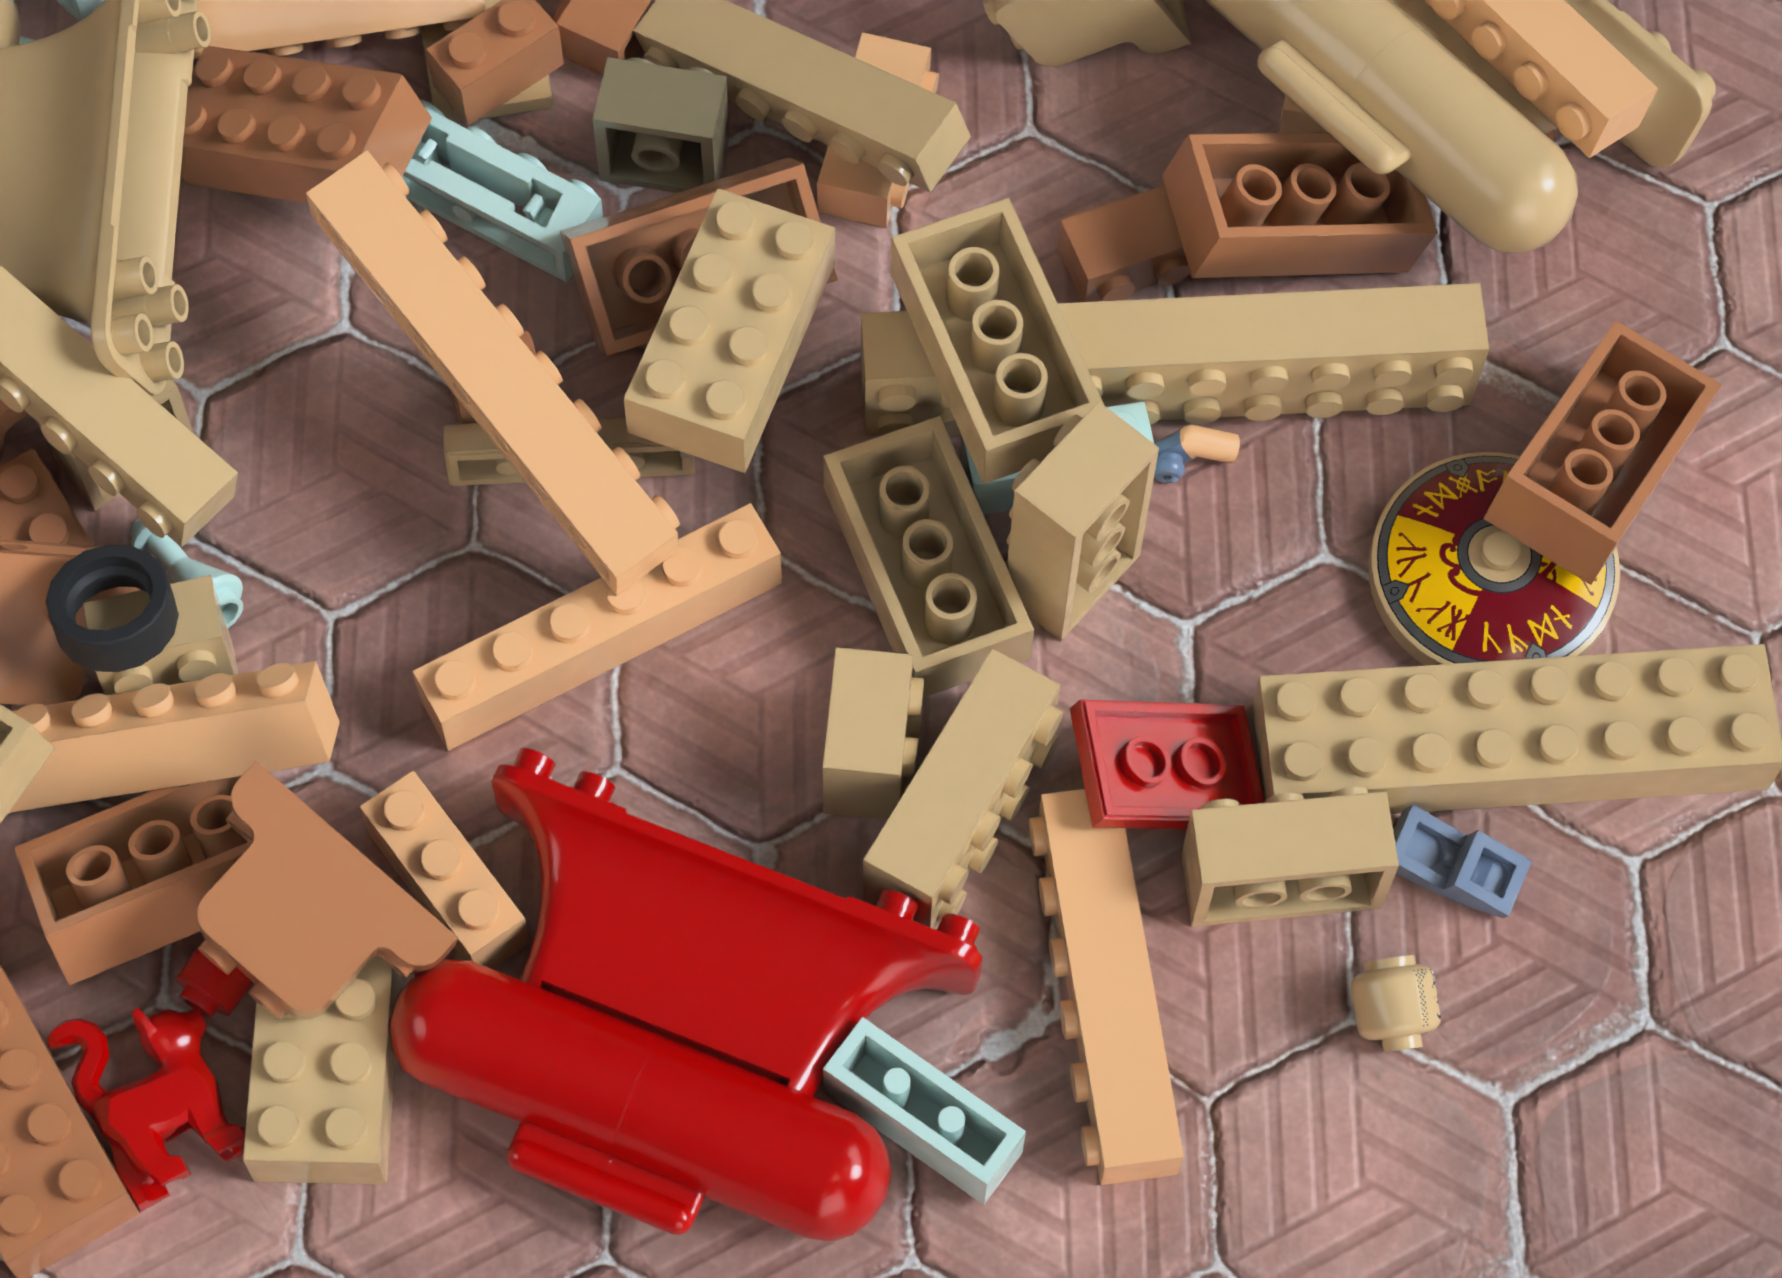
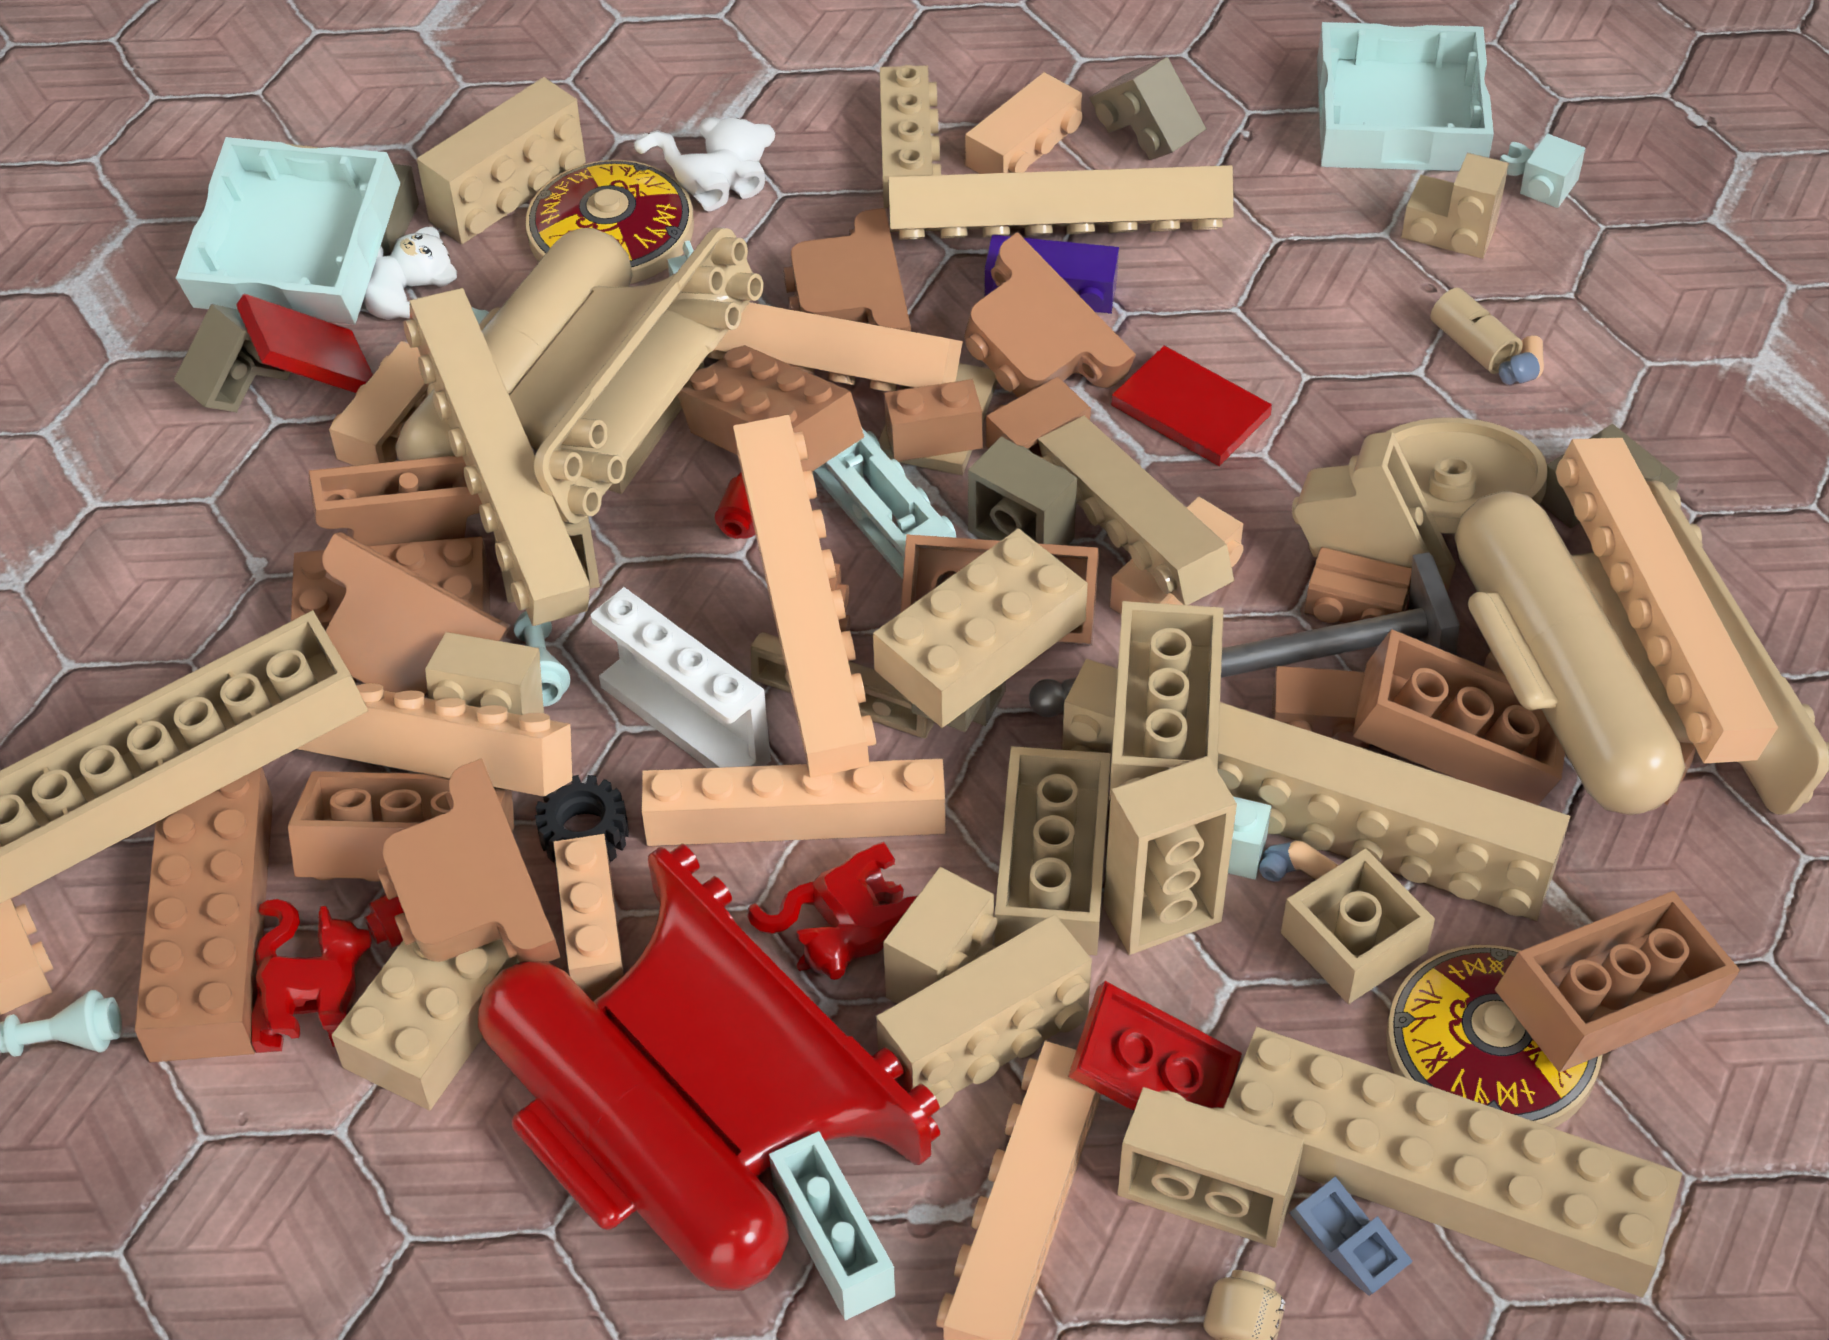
camera: 30 degrees right, 15 degrees down
(102, 570) = (456, 659): black tyre -> none
(317, 267) = (733, 512): none -> red brick
(365, 724) = (583, 799): none -> black tyre
(396, 544) = (682, 686): none -> white panel
(733, 726) = (850, 904): none -> red animal
(1096, 79) = (1355, 587): none -> nougat brick
(1196, 88) = (1427, 619): none -> flat silver piece
(1299, 503) = (1357, 925): none -> tan brick

